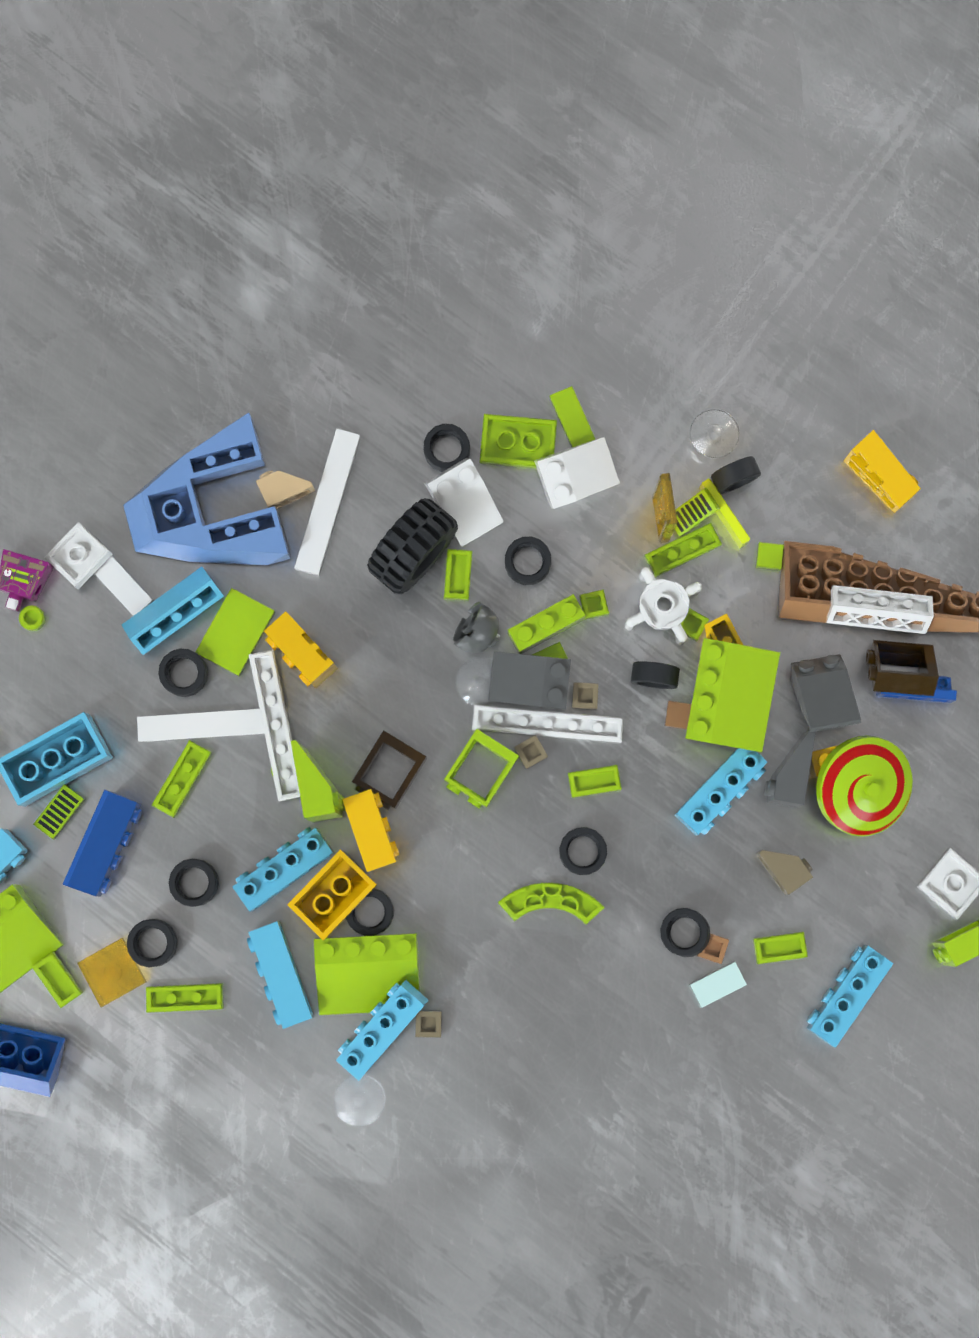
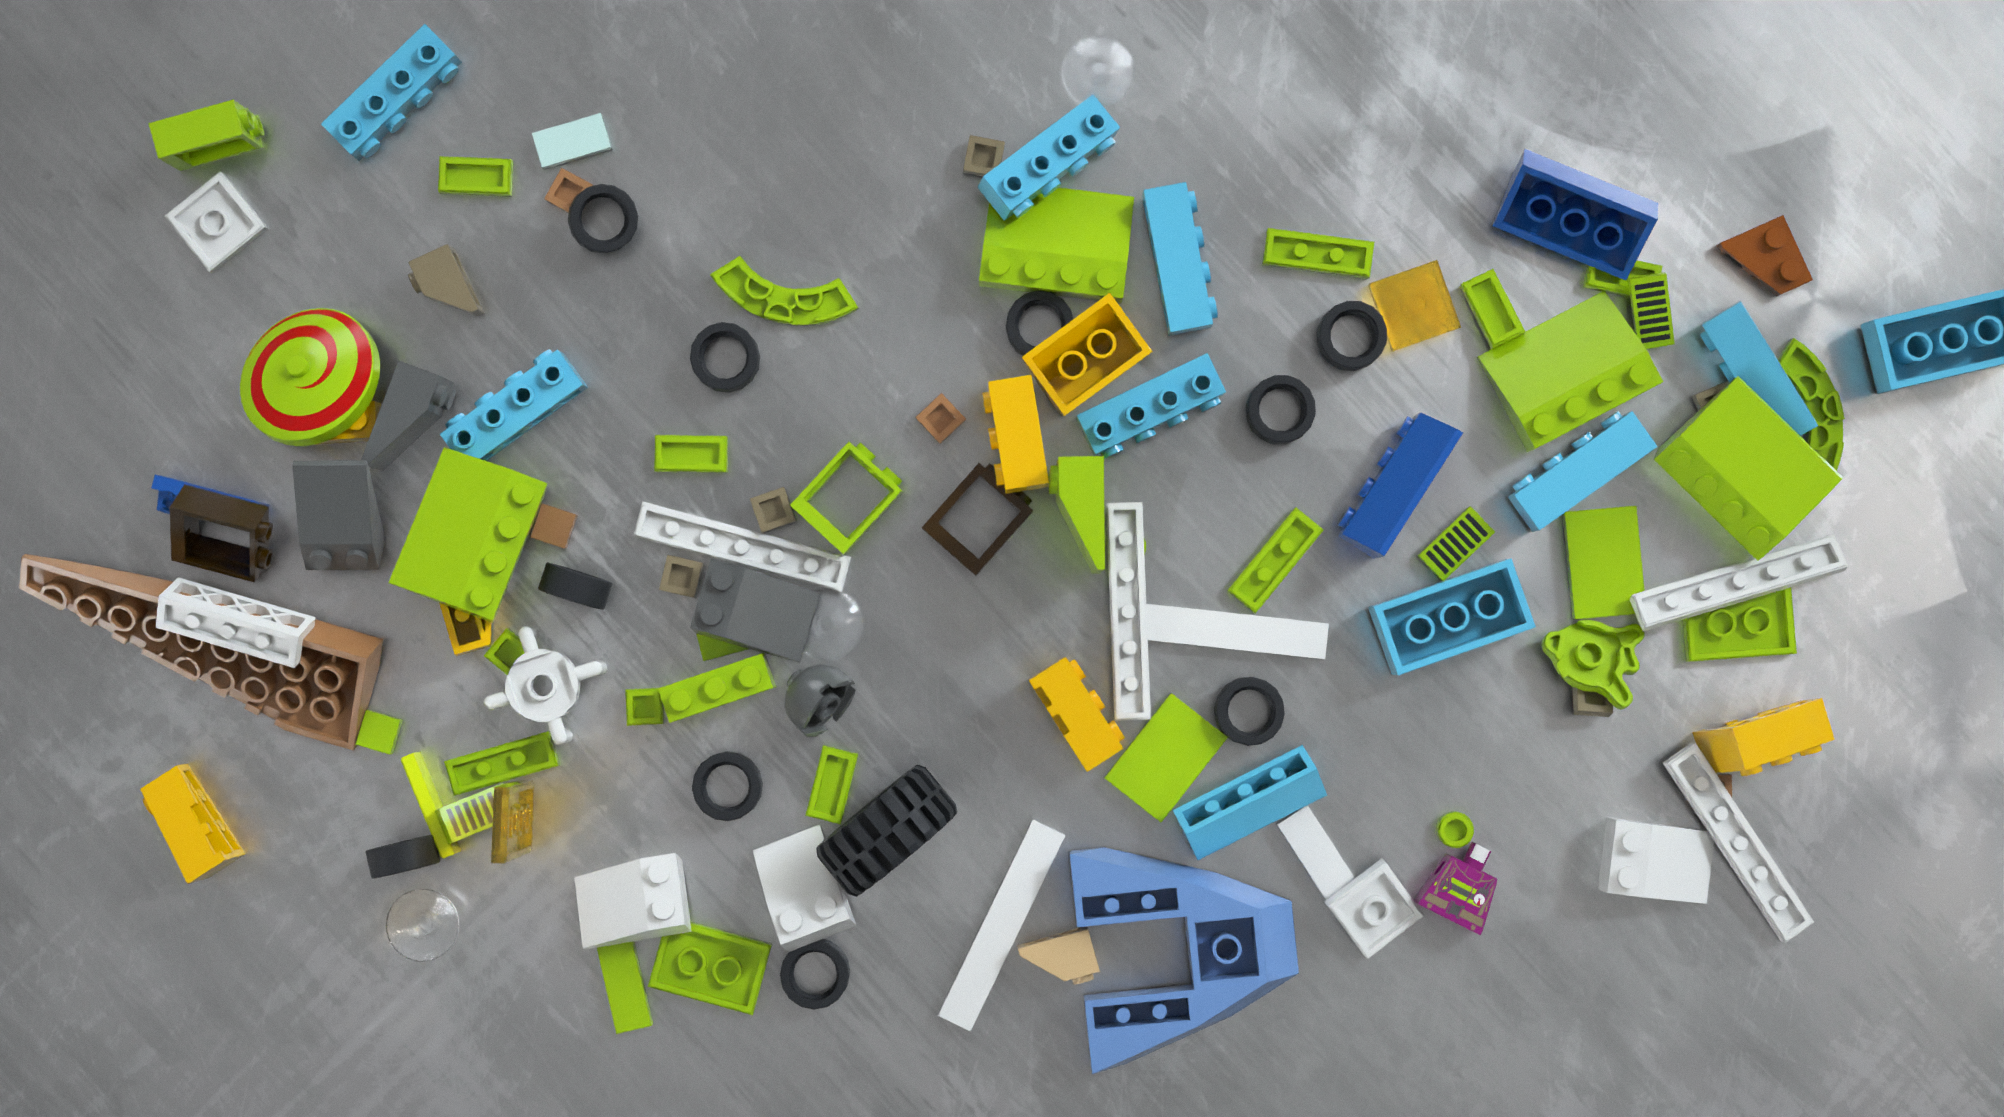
camera: 175 degrees left, 5 degrees up
(427, 835) = (940, 418): none -> medium nougat tile

